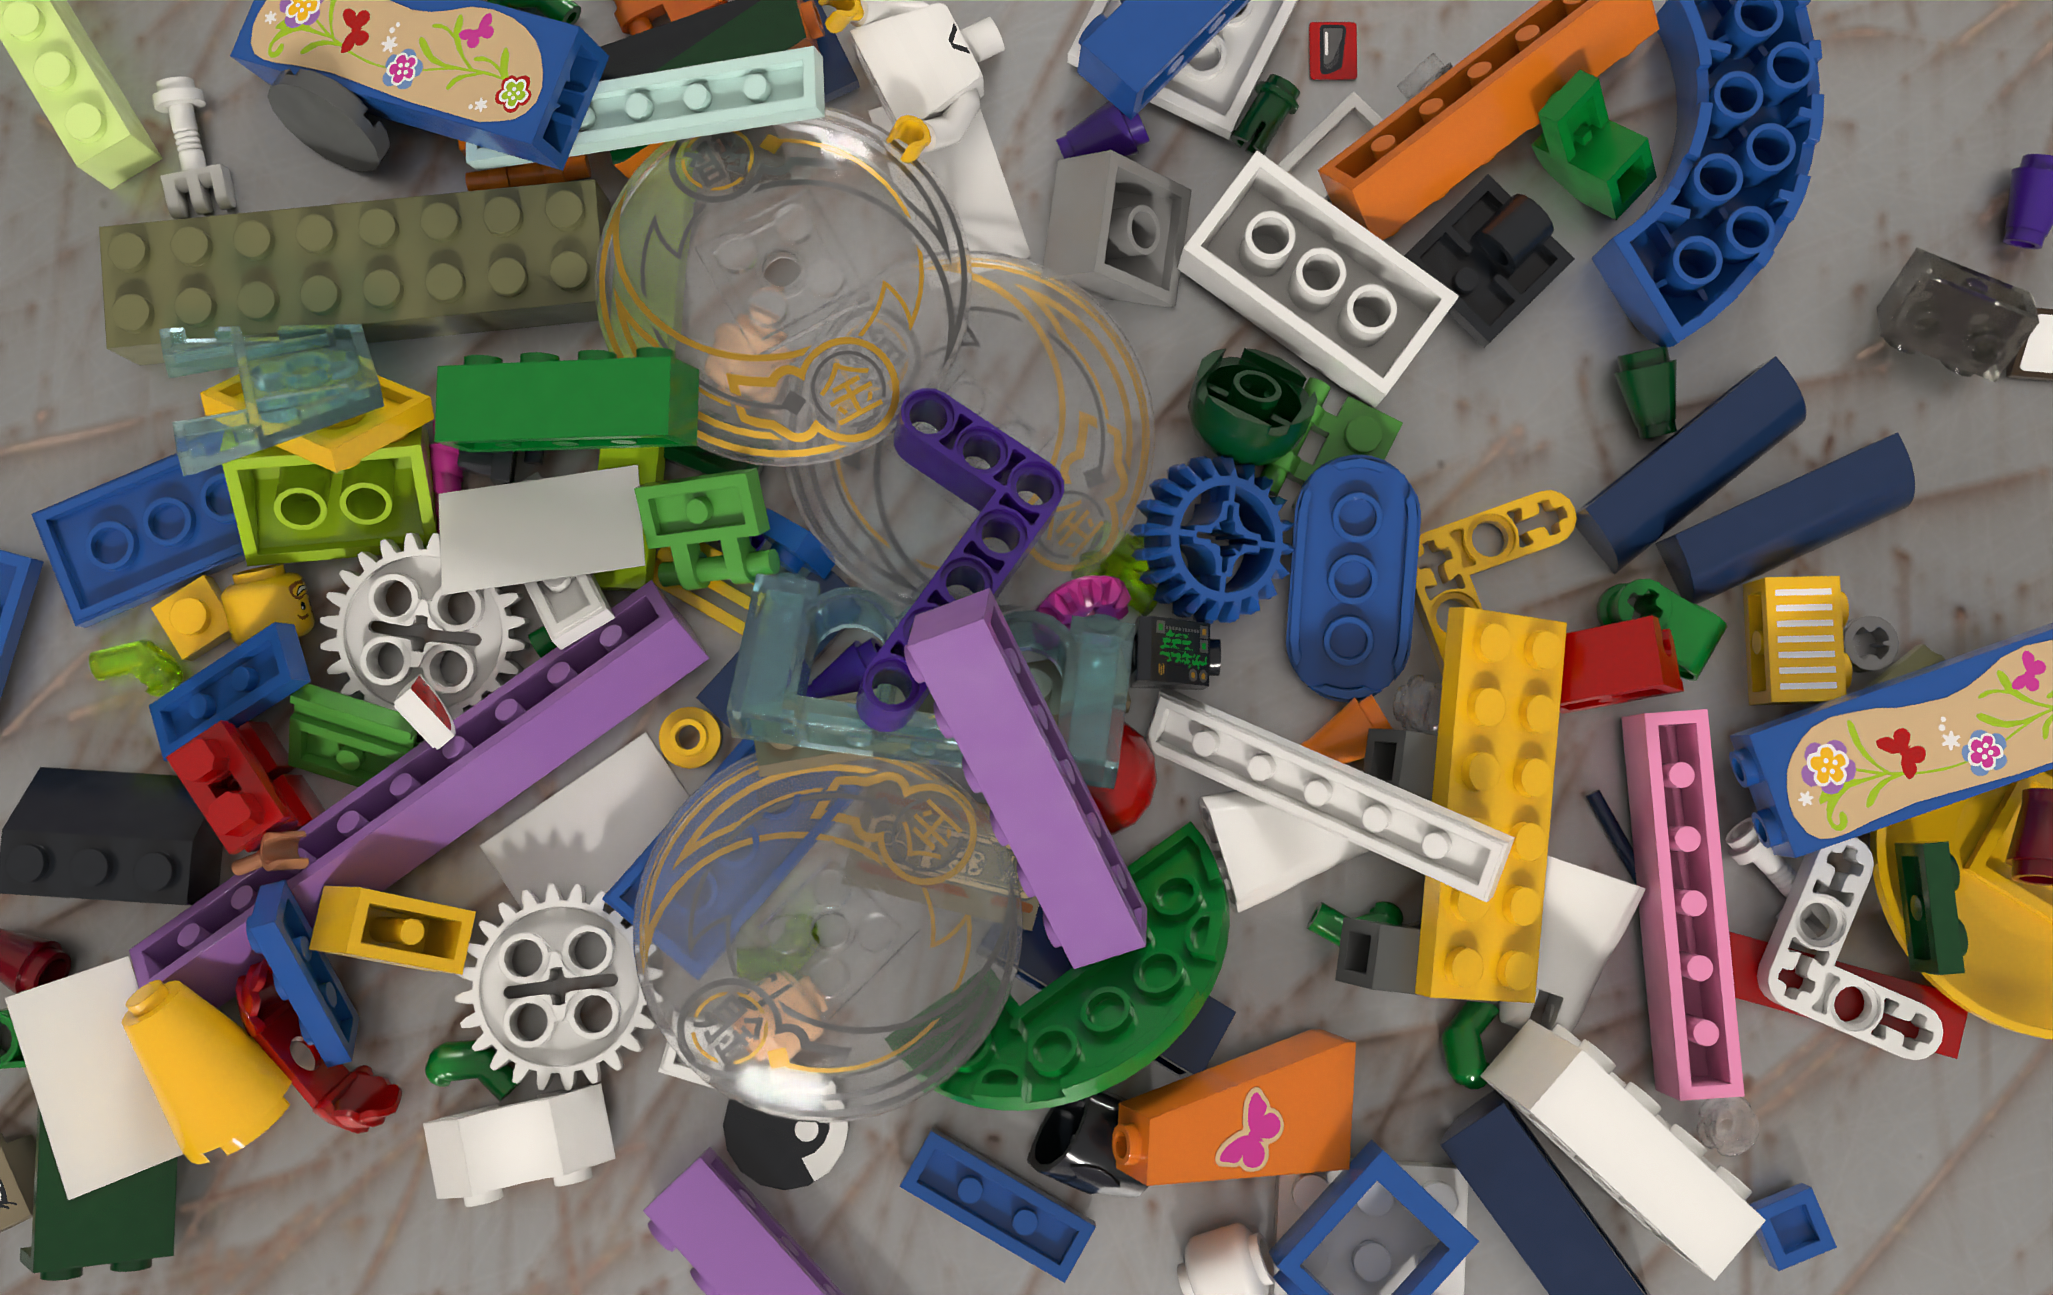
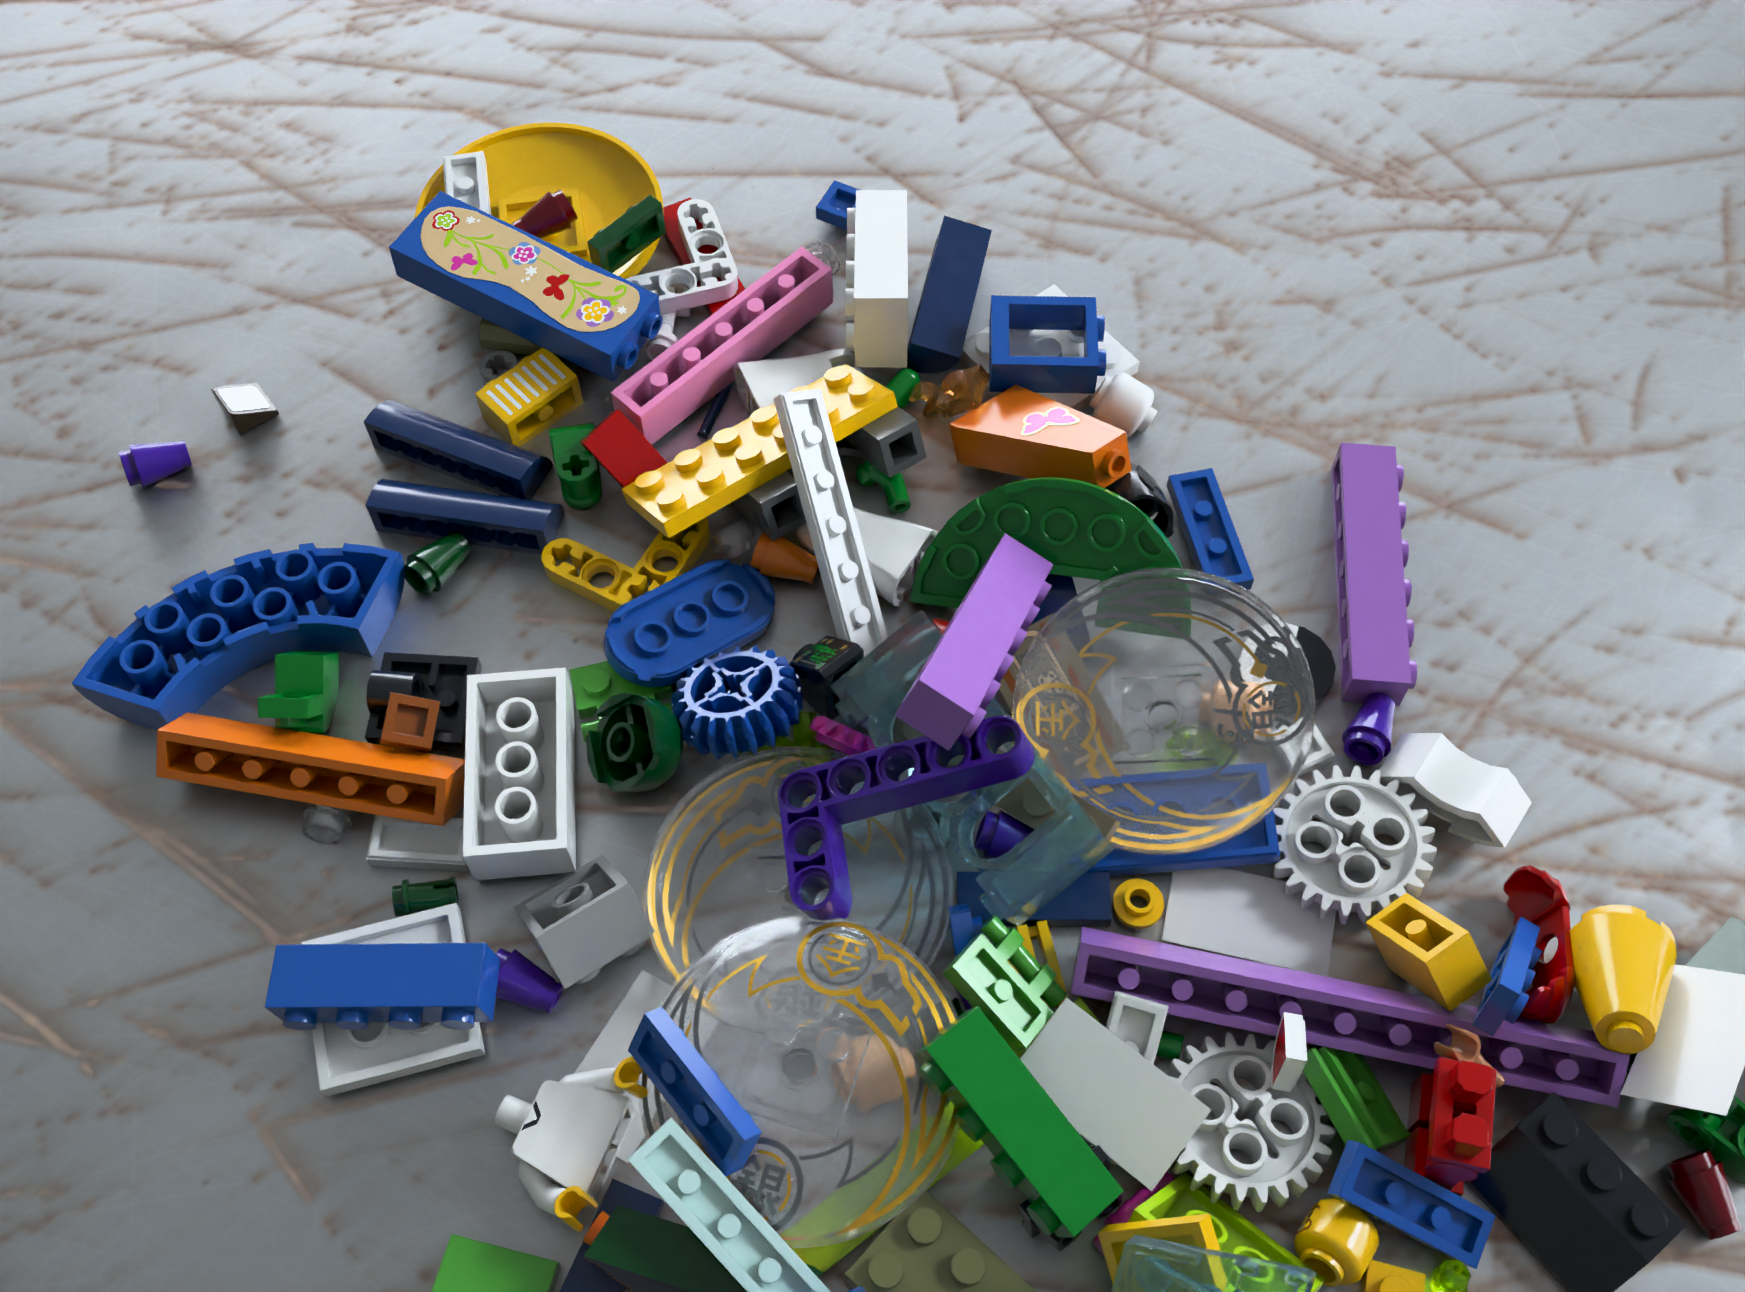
camera: 130 degrees left, 25 degrees down
(460, 1062) = (1450, 864): green arm -> none
(648, 1133) = (1370, 731): none -> dark purple cone
(833, 159) = (694, 1091): none -> blue plate
(1333, 50) = (343, 900): sticker -> none
(1392, 1096) = (959, 392): none -> clear orange plate
(1457, 213) = (410, 722): none -> dark orange plate
(1956, 316) = (264, 446): clear smoke brick -> none

